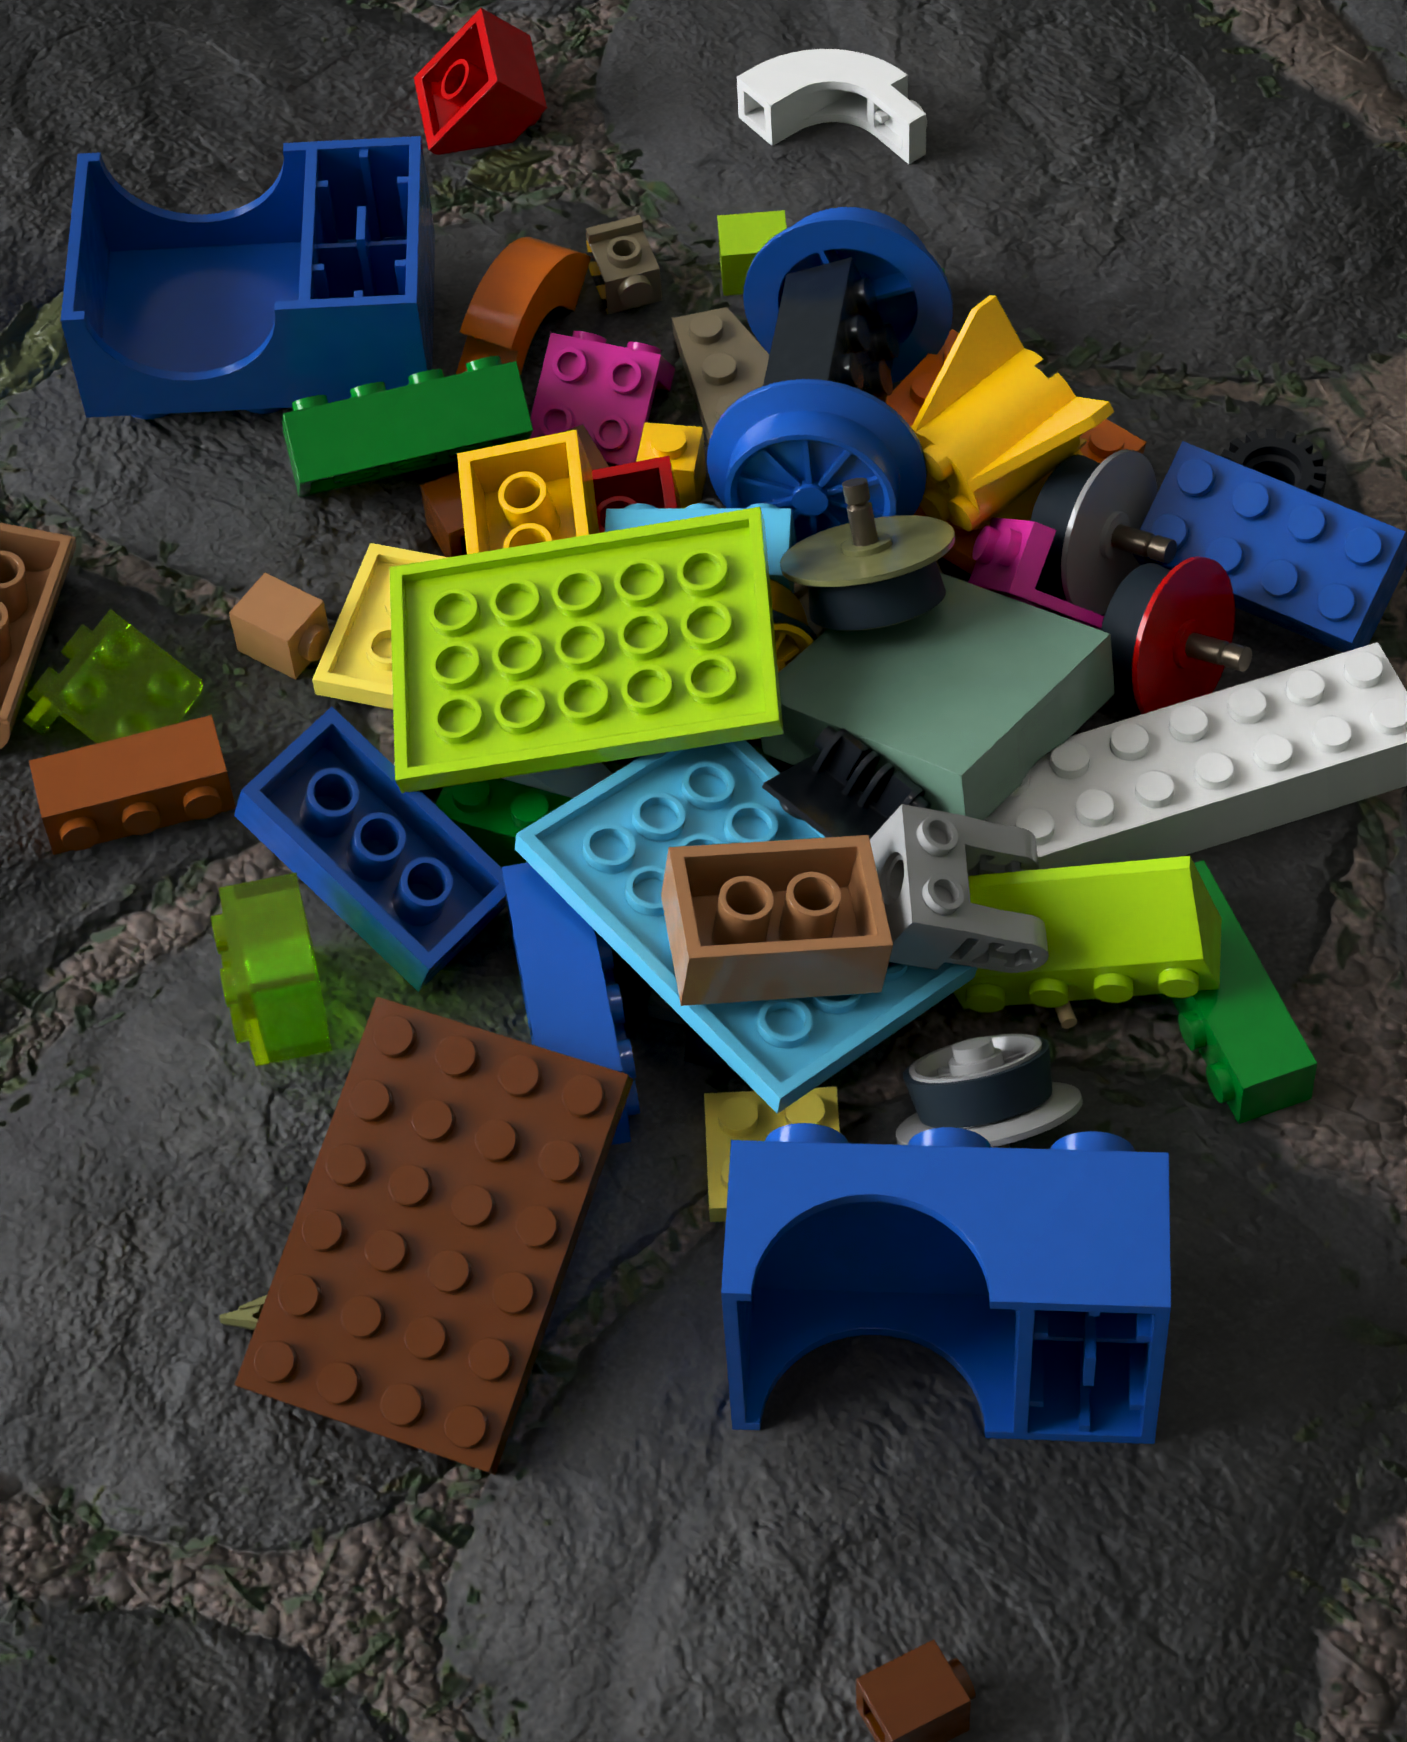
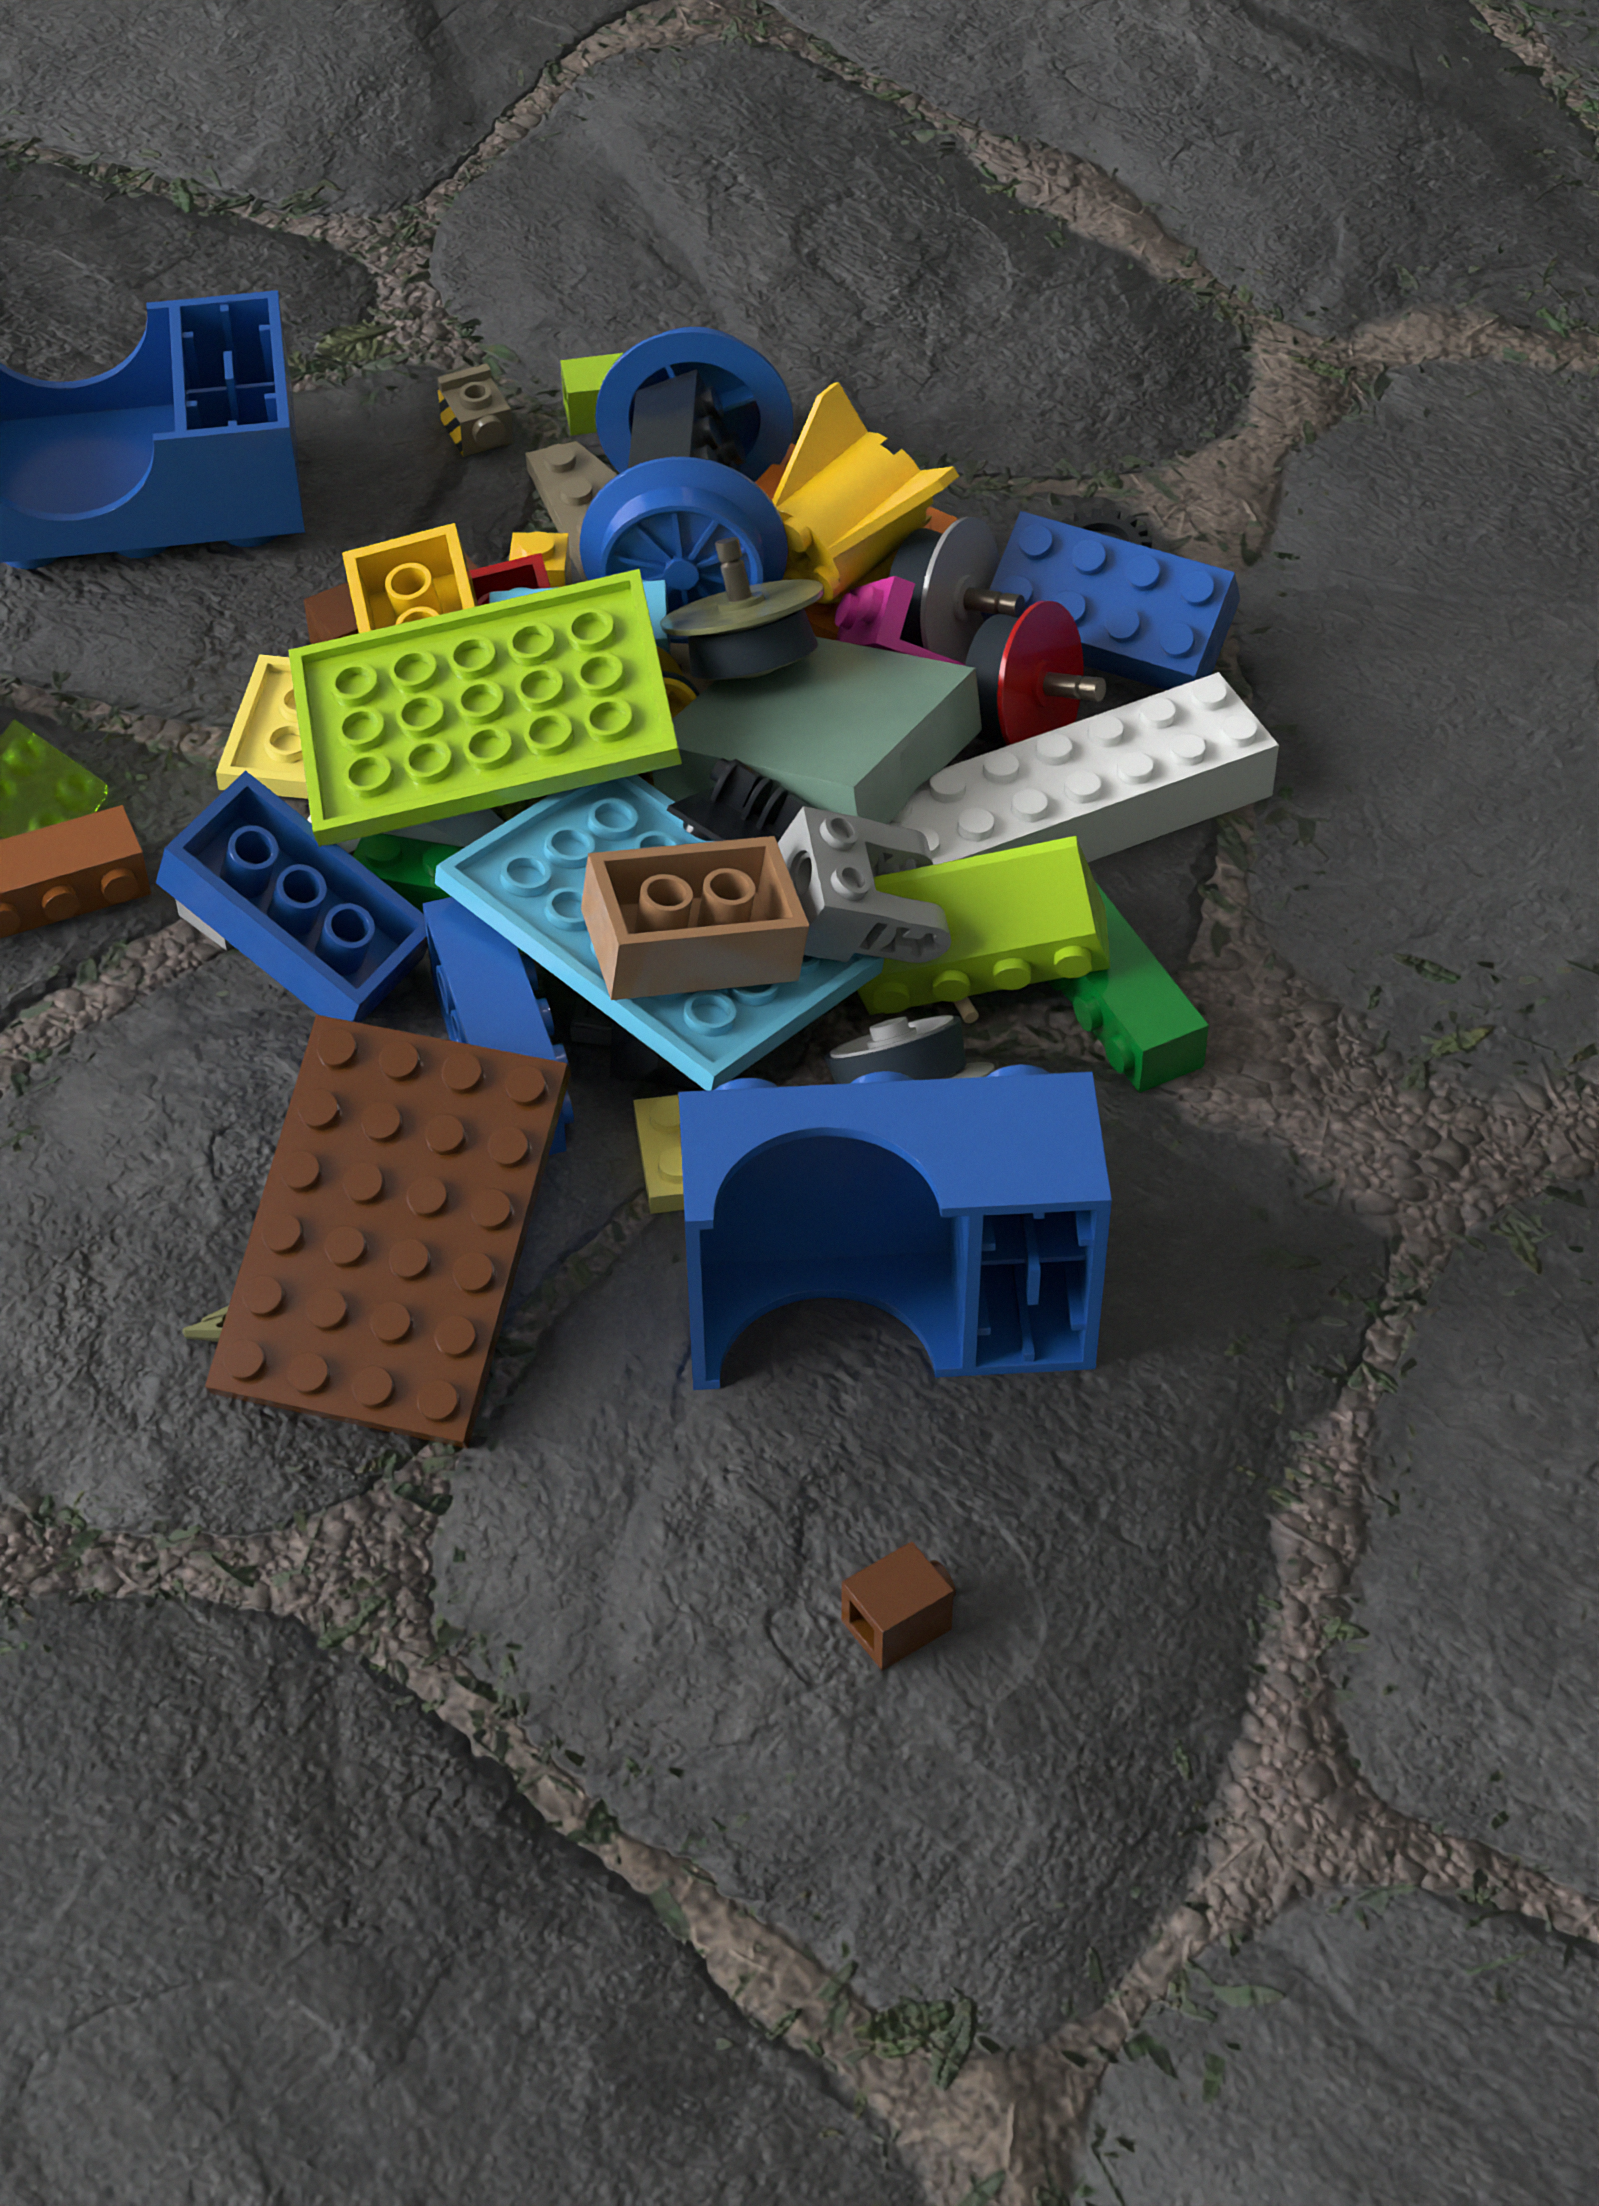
camera: 10 degrees left, 5 degrees down
(270, 970) = (205, 1018): clear neon green brick -> none
(280, 626) = (179, 730): medium nougat brick -> none
(404, 427) = (276, 550): green brick -> none
(480, 87) = (323, 269): red slope -> none
(517, 295) = (368, 452): orange arch -> none
(601, 388) = (477, 501): dark pink bracket -> none
(832, 87) = (655, 255): white arch -> none

